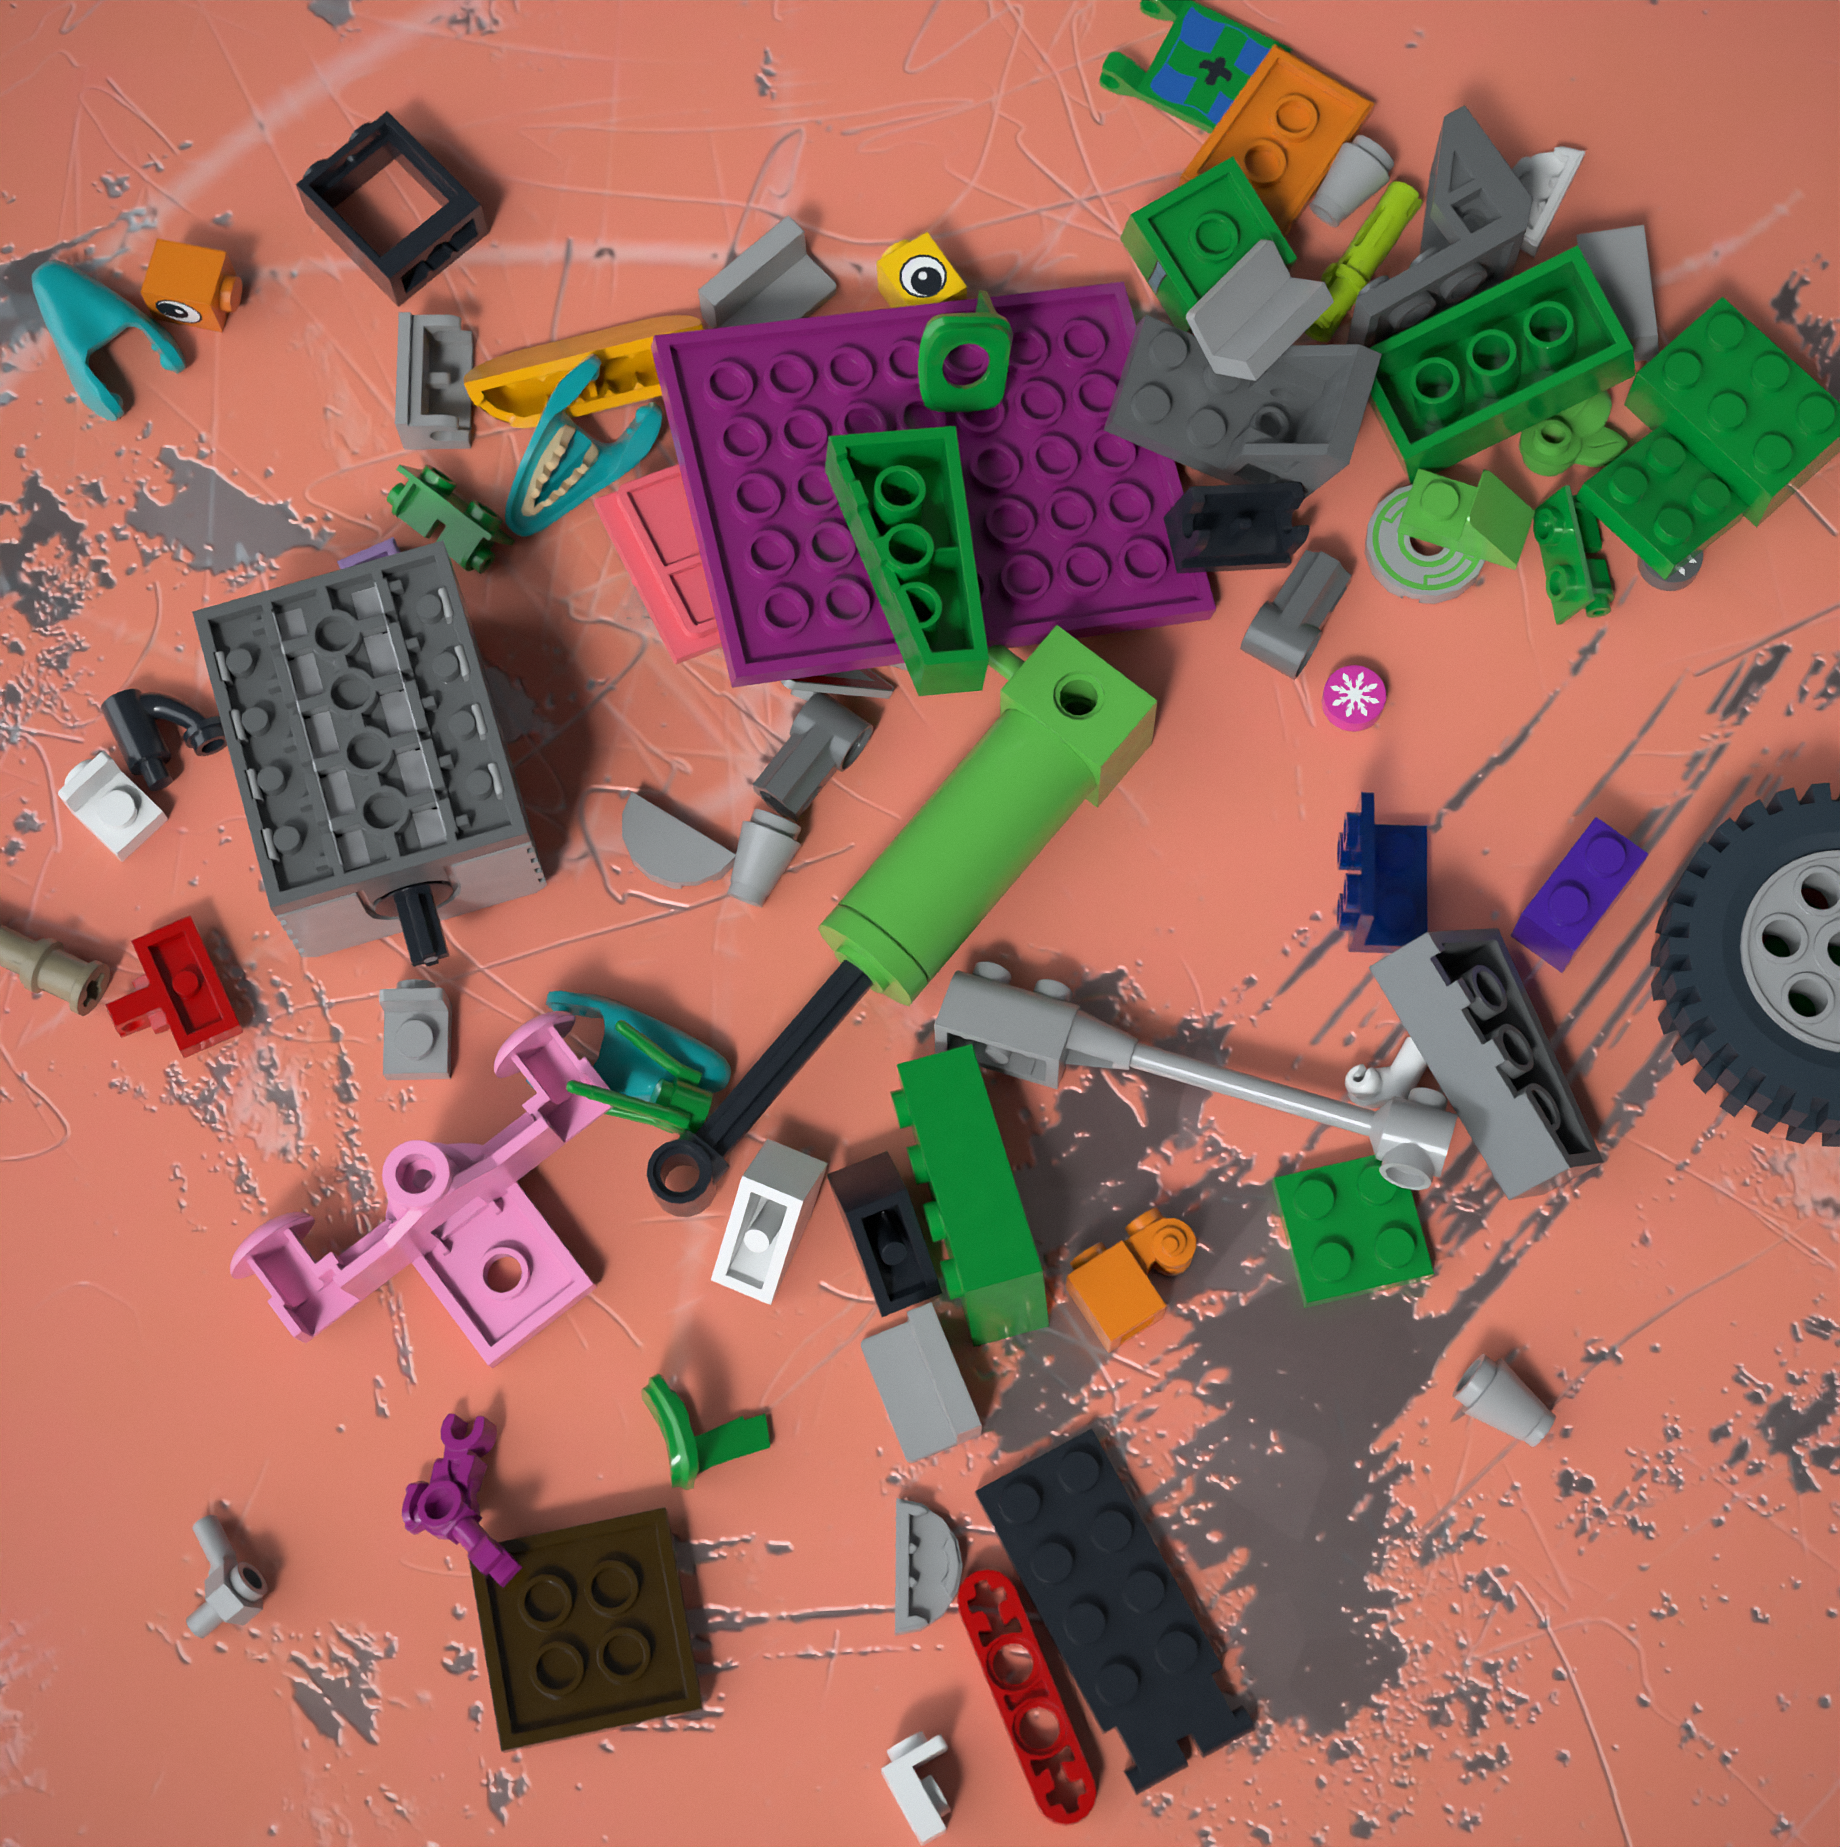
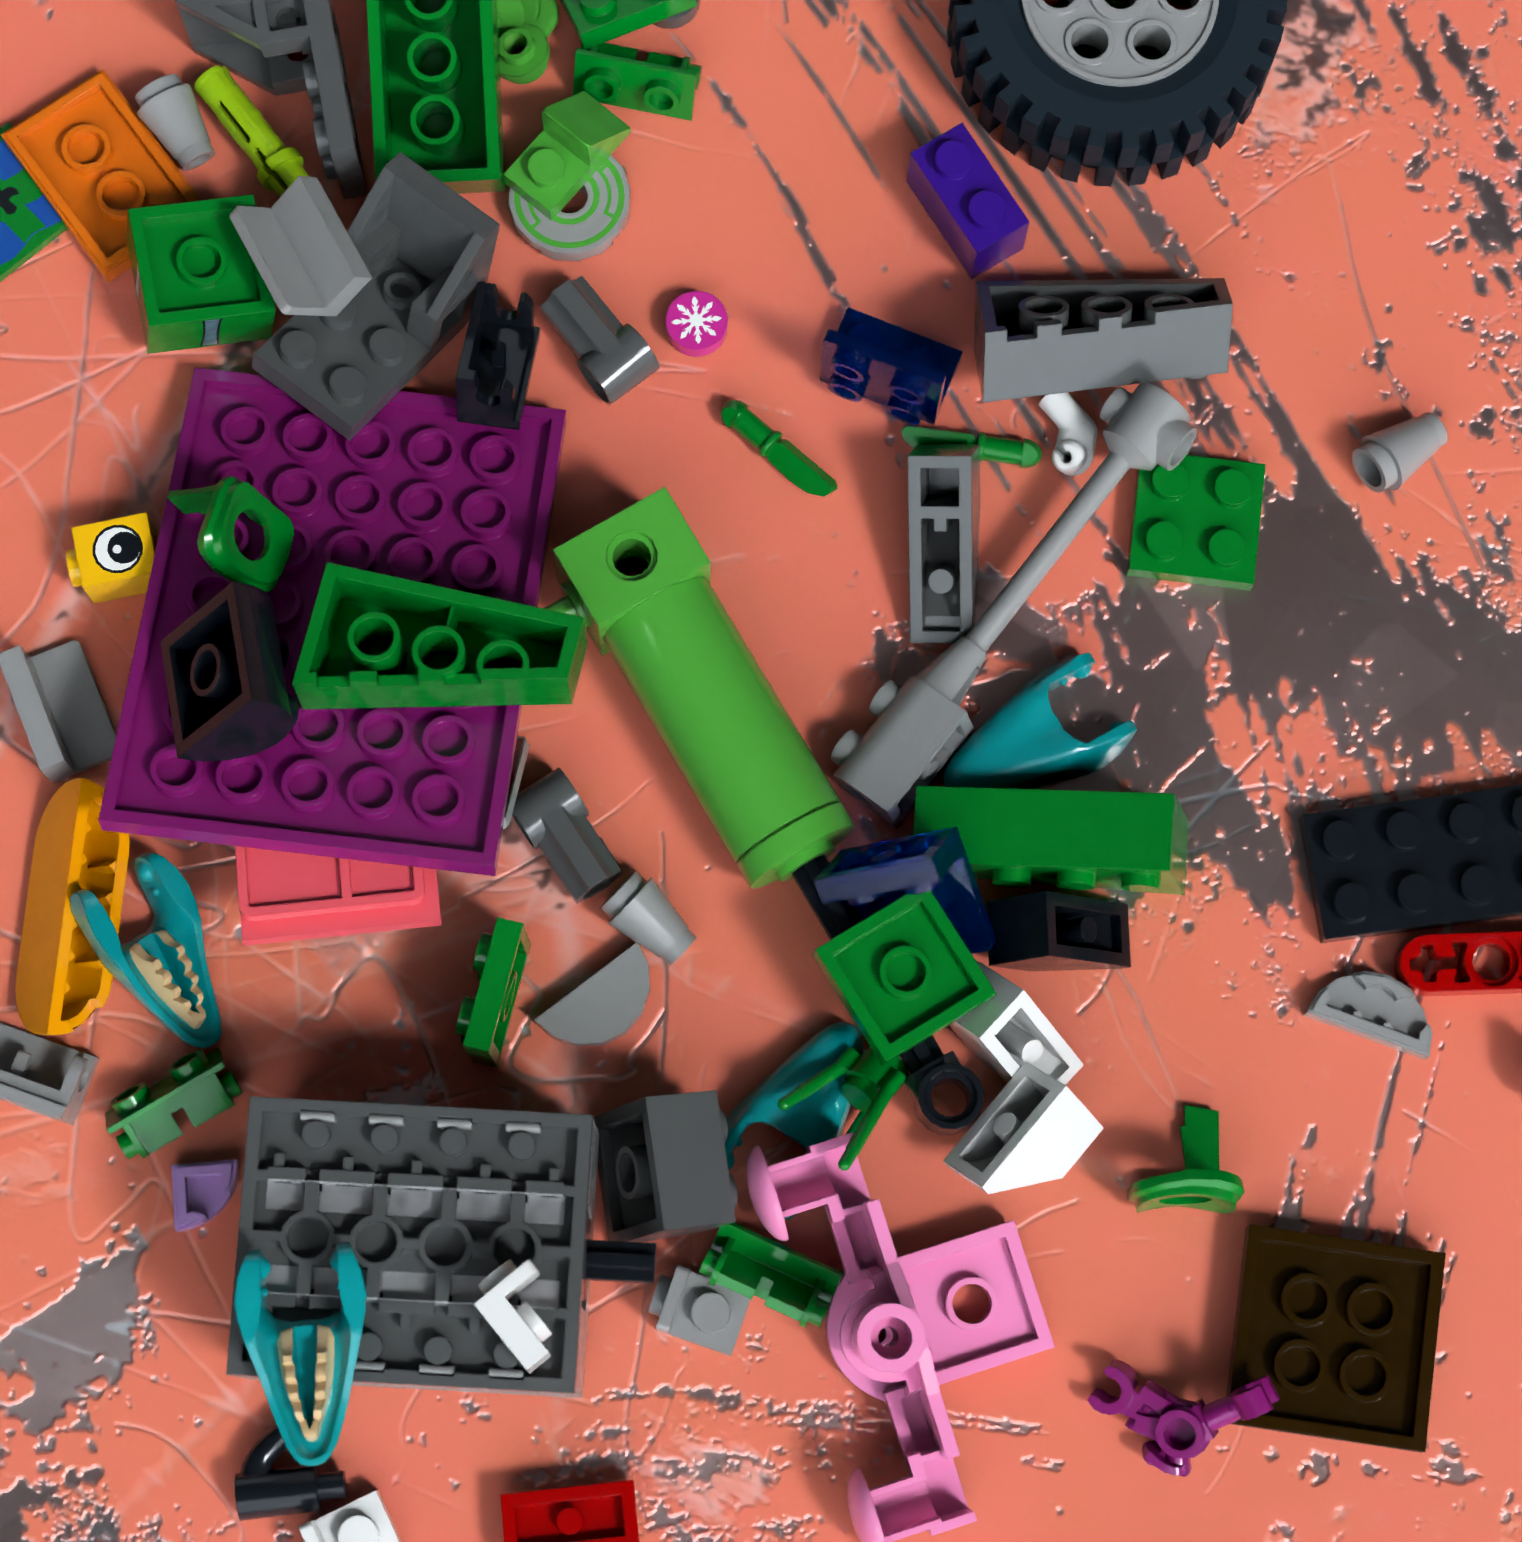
camera: 75 degrees left, 5 degrees up
(218, 662) = (304, 1363): none -> teal animal
(305, 825) = (518, 1328): none -> white bracket
(464, 1105) = (772, 1272): none -> green hinge
(531, 950) = (665, 1167): none -> dark grey slope
(635, 740) = (486, 1018): none -> green plate
(672, 1262) = (1025, 1135): none -> white slope
(777, 1085) = (904, 974): none -> green plate
(821, 392) = (228, 678): none -> black brick
(863, 1074) = (887, 870): none -> bracket
(921, 1386) = (1209, 951): light grey panel -> none
(1059, 1140) = (1026, 742): none -> teal animal
(1114, 1283) = (1179, 743): orange brick -> none
(1233, 989) = (943, 540): none -> dark grey slope
(1260, 814) = (779, 451): none -> green piece
(1337, 987) = (994, 449): none -> green piece

